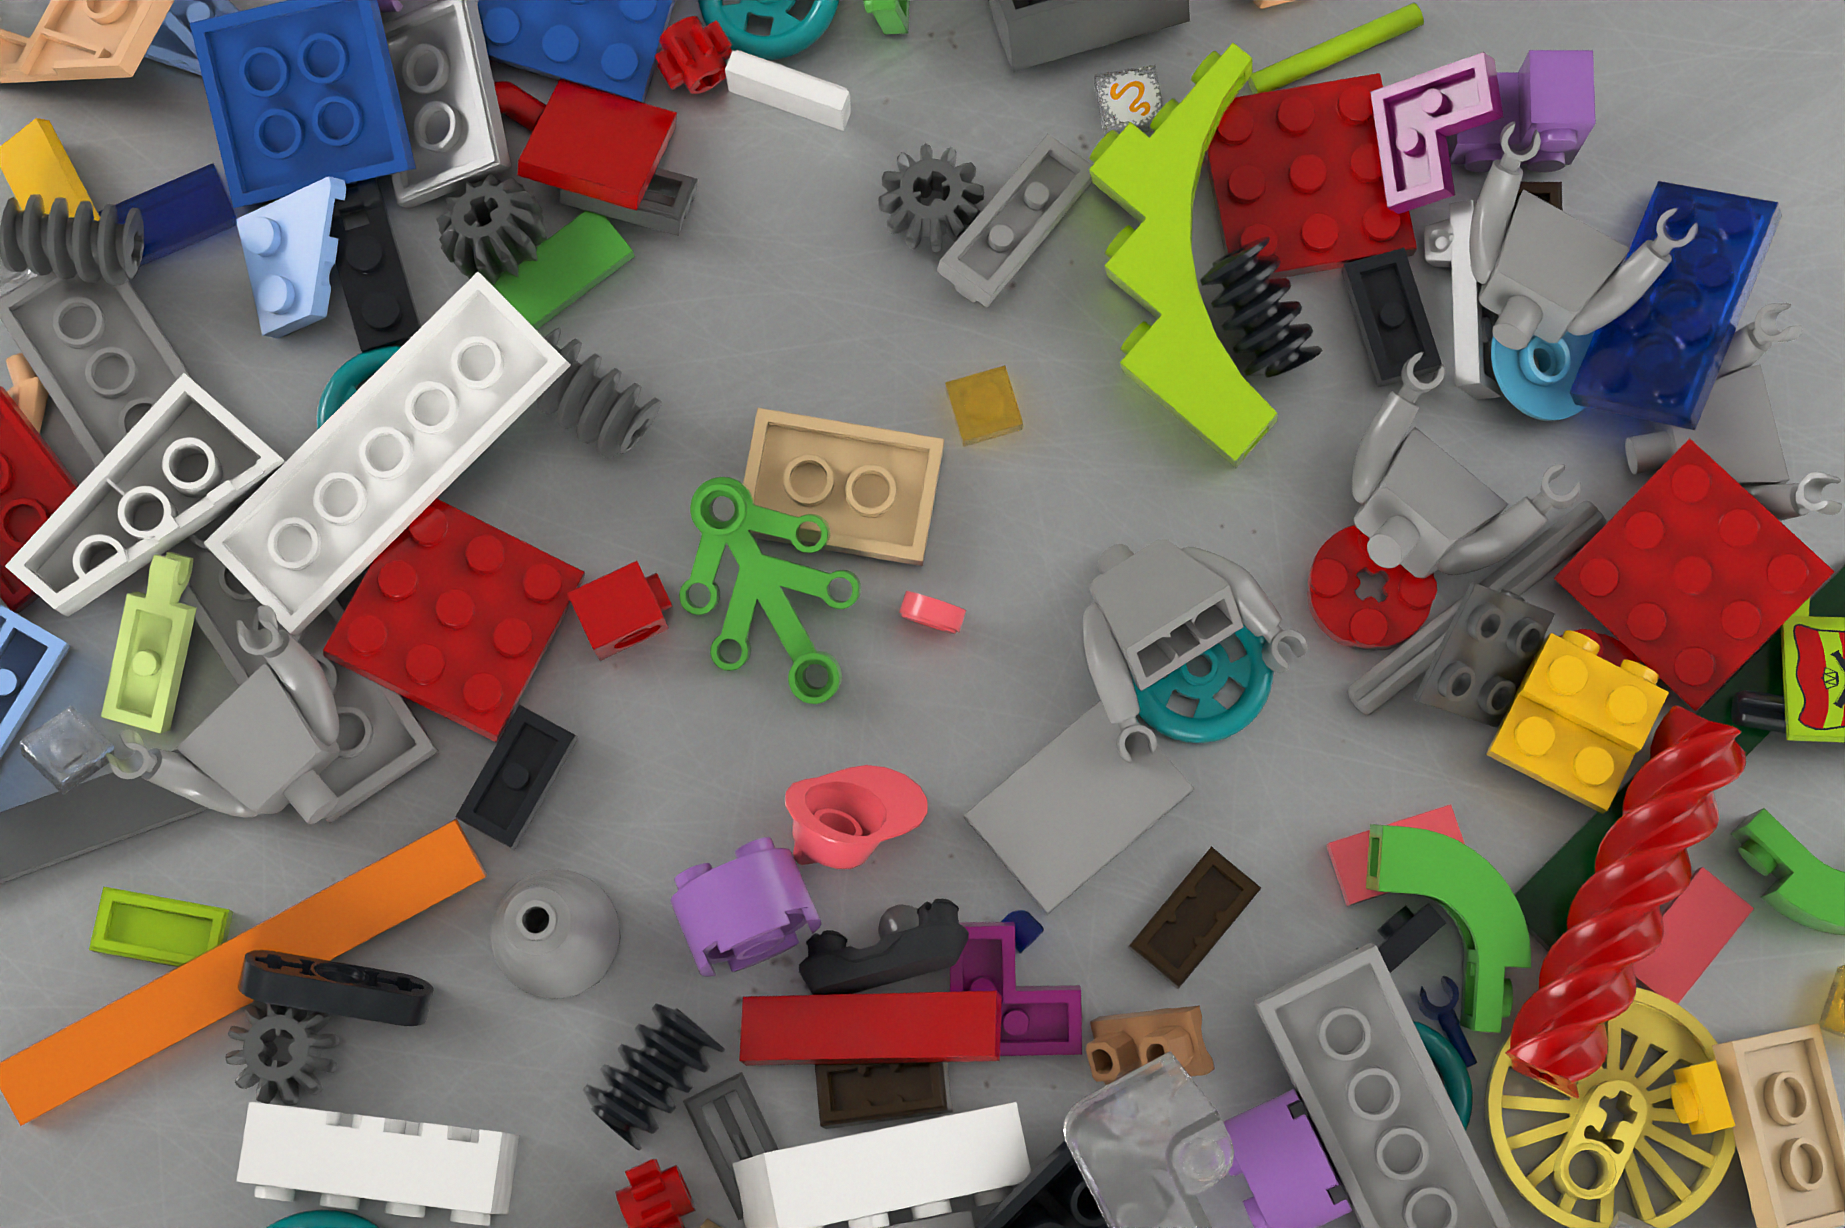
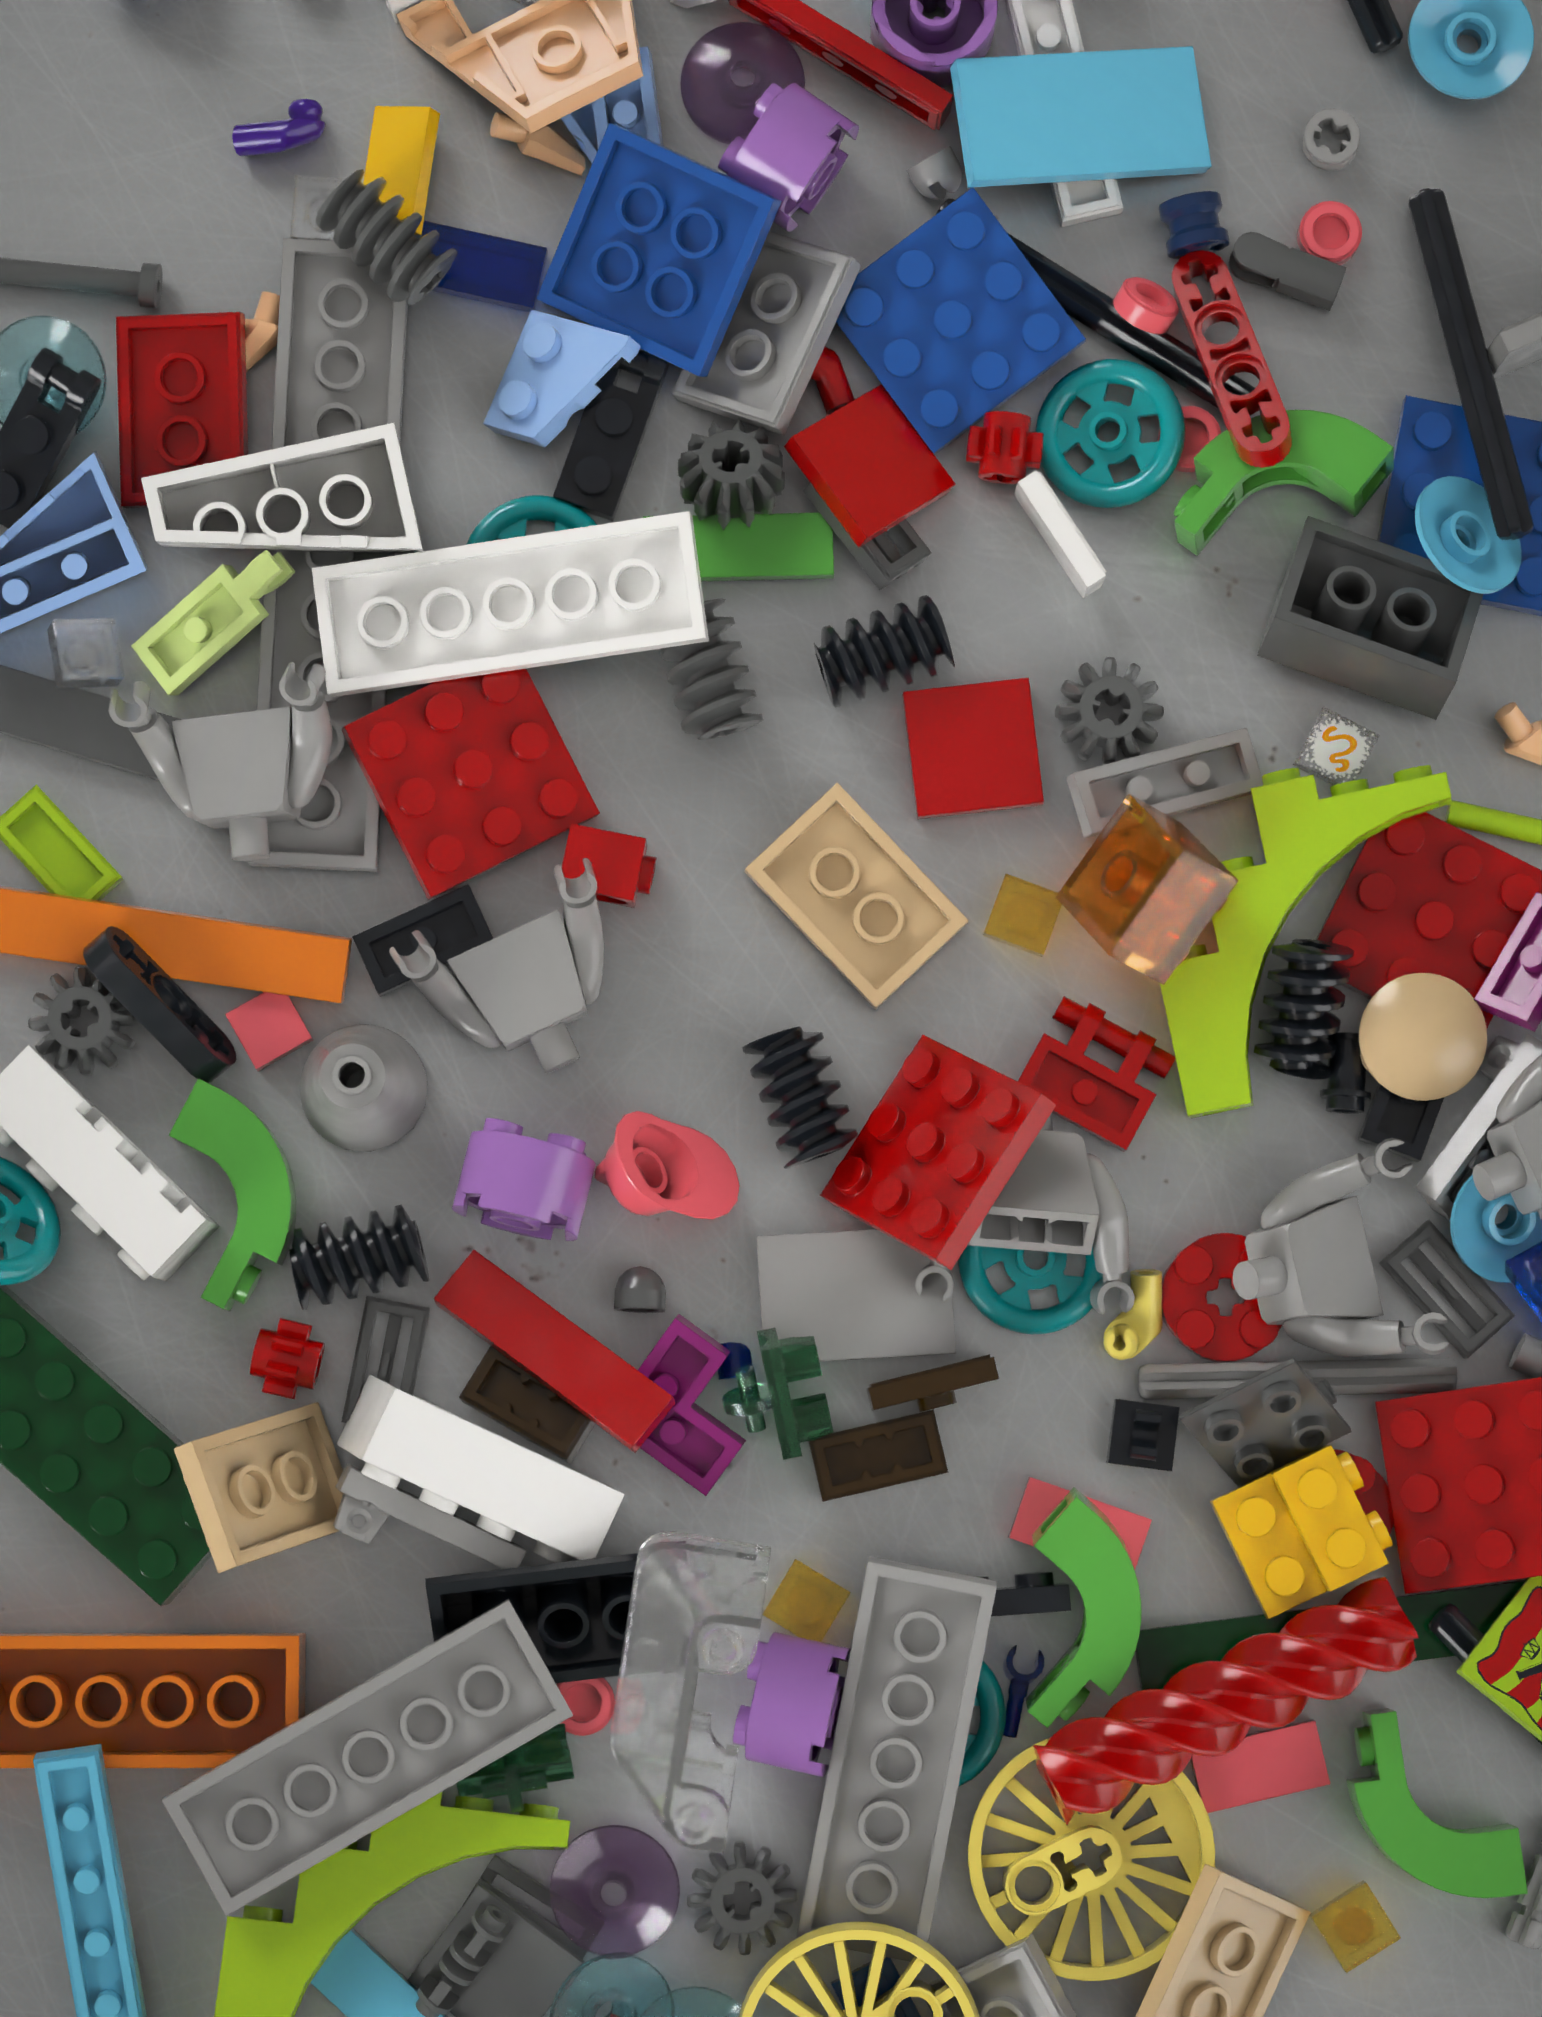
camera: 30 degrees right, 5 degrees up
(145, 87) = (542, 144): none -> light nougat bar
(441, 942) = (269, 1028): none -> coral tile
(485, 1052) = (261, 1180): none -> bright green arch
(622, 748) = (522, 981): none -> light grey torso
(715, 276) = (882, 649): none -> black piece
(761, 580) = (736, 927): bright green plant -> none
(845, 306) = (973, 748): none -> red tile
(896, 957) = (643, 1322): black piece -> none
(913, 673) = (801, 1094): none -> black piece
(932, 612) = (853, 1054): coral tile -> none
(1060, 634) = (938, 1151): none -> red plate
(1068, 305) = (1146, 889): none -> clear orange brick
(1105, 938) = (783, 1363): none -> clear green hips
(1137, 1038) = (758, 1517): medium nougat hips -> none
(1140, 504) = (1088, 1092): none -> red plate
(1197, 828) = (933, 1386): none -> dark brown plate
(1235, 1081) = (806, 1602): none -> clear yellow plate
(1321, 664) = (1142, 1323): none -> light yellow arm
(1340, 353) = (1348, 1076): none -> black pin
(1370, 266) = (1422, 1036): none -> tan dish
(1390, 743) = (1143, 1435): none -> black tile
(1531, 474) = (1422, 1299): none -> dark grey tile
(1701, 1098) = (1163, 1897): yellow plate -> none

